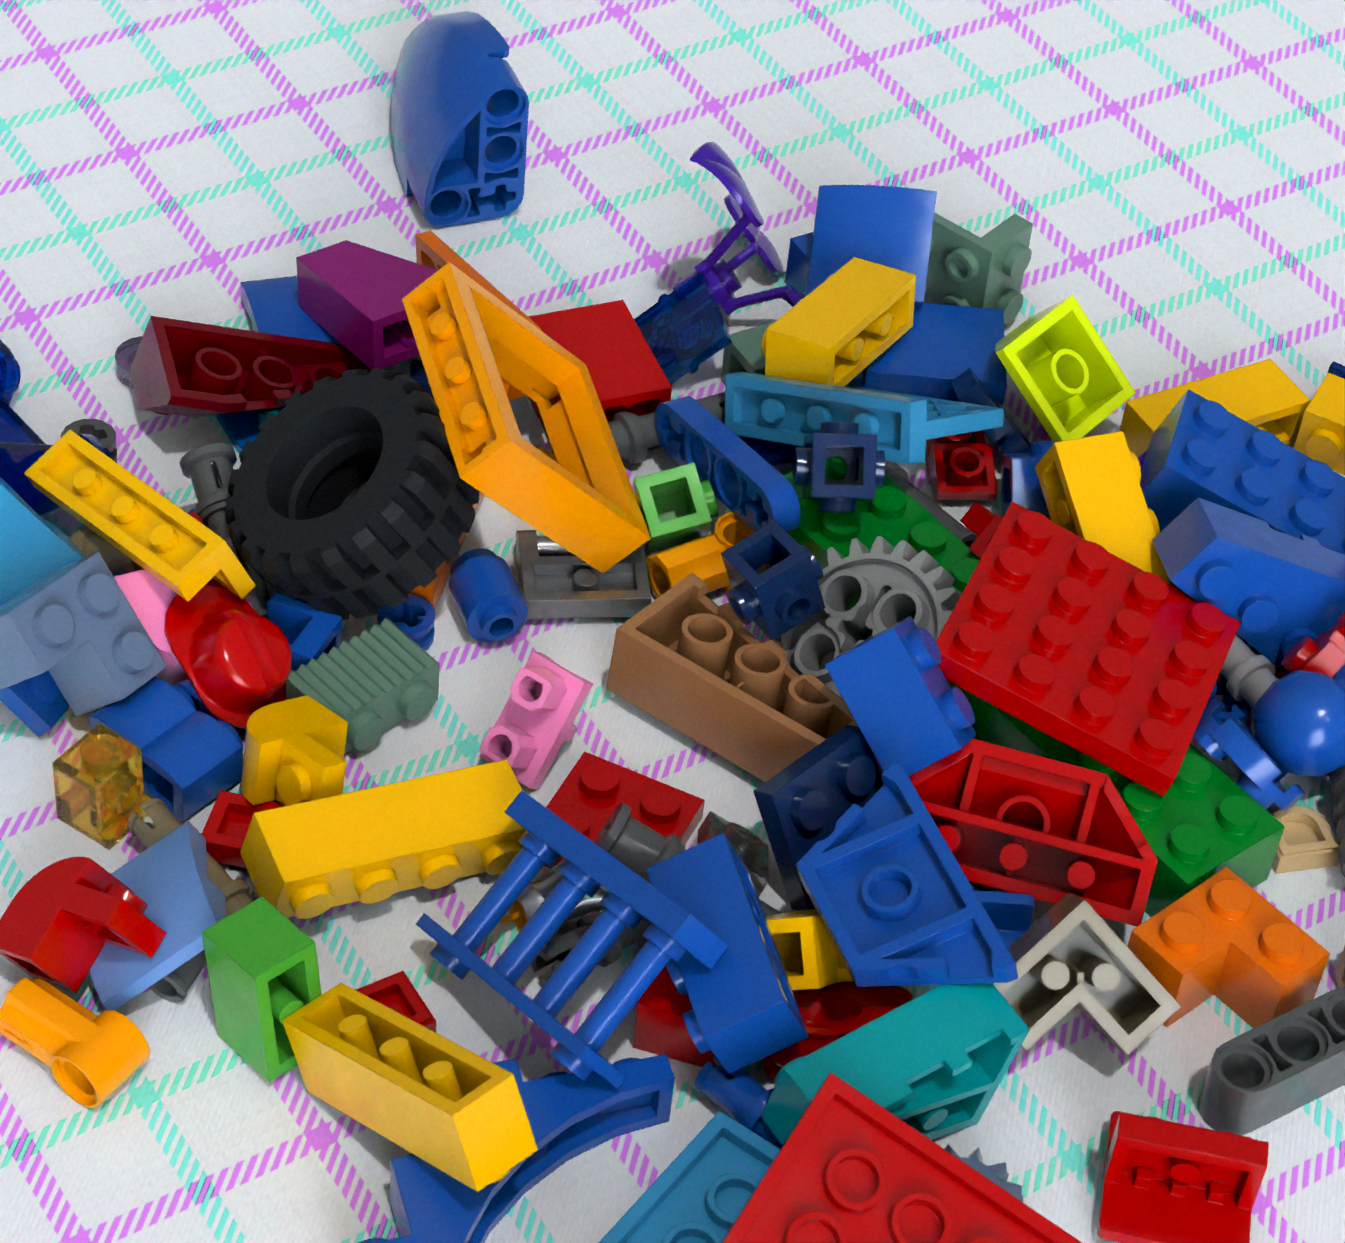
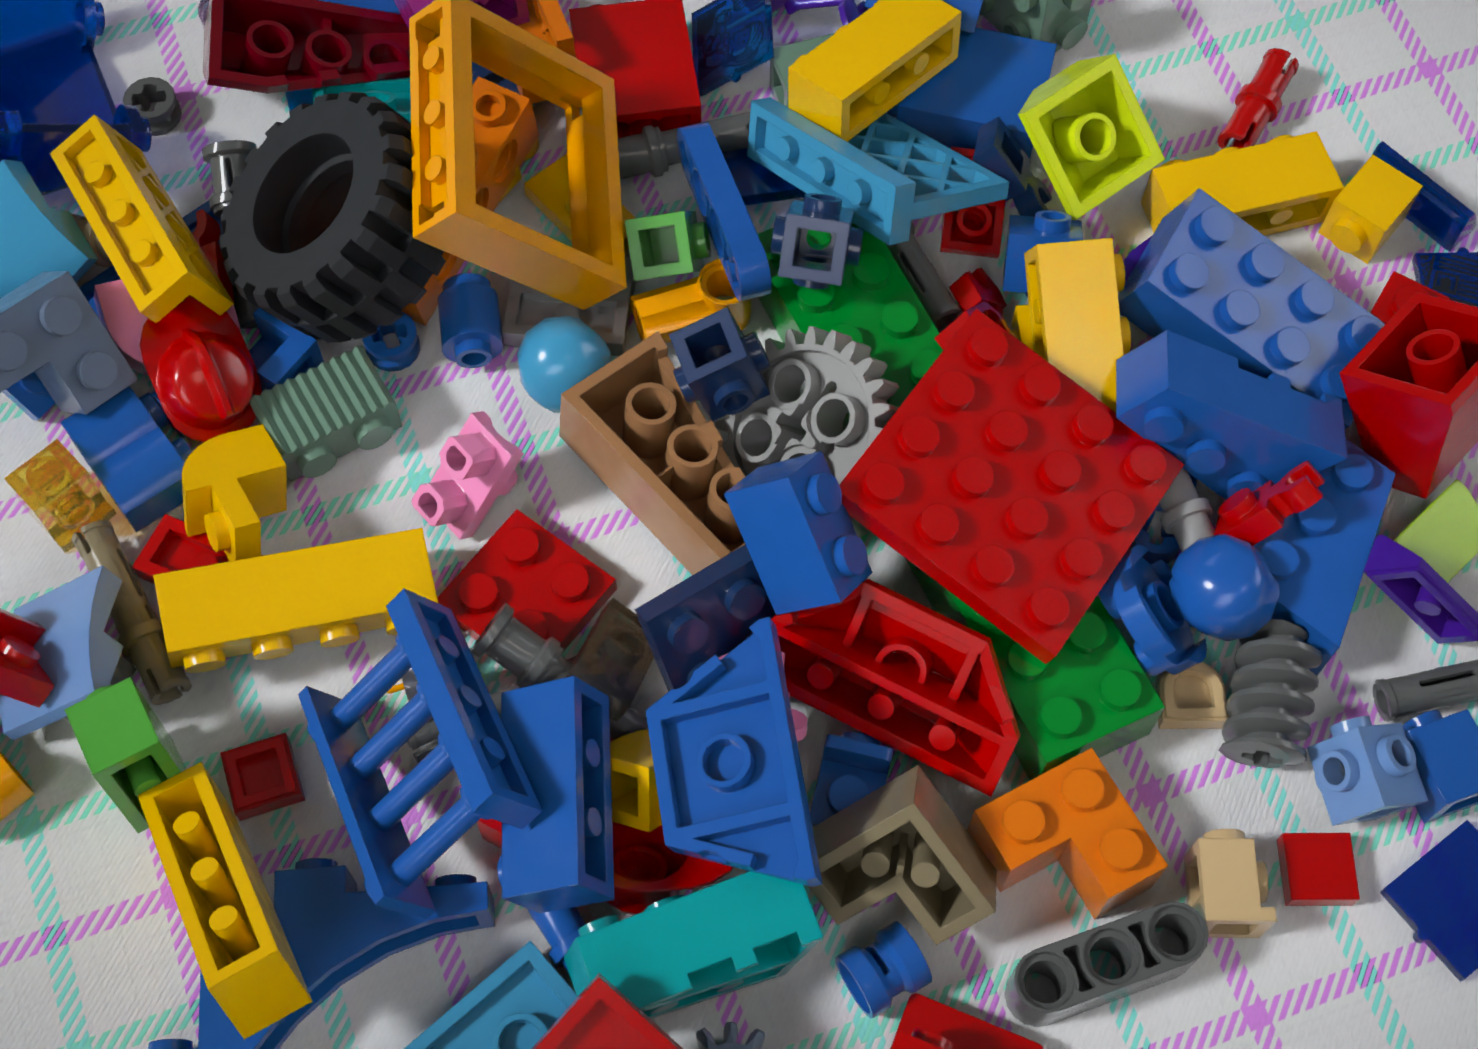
camera: 15 degrees right, 20 degrees up
(586, 615) = (557, 357): none -> dark azure hair
(1073, 1097) = (883, 969): none -> blue wheel
(1205, 346) = (1259, 100): none -> red pin

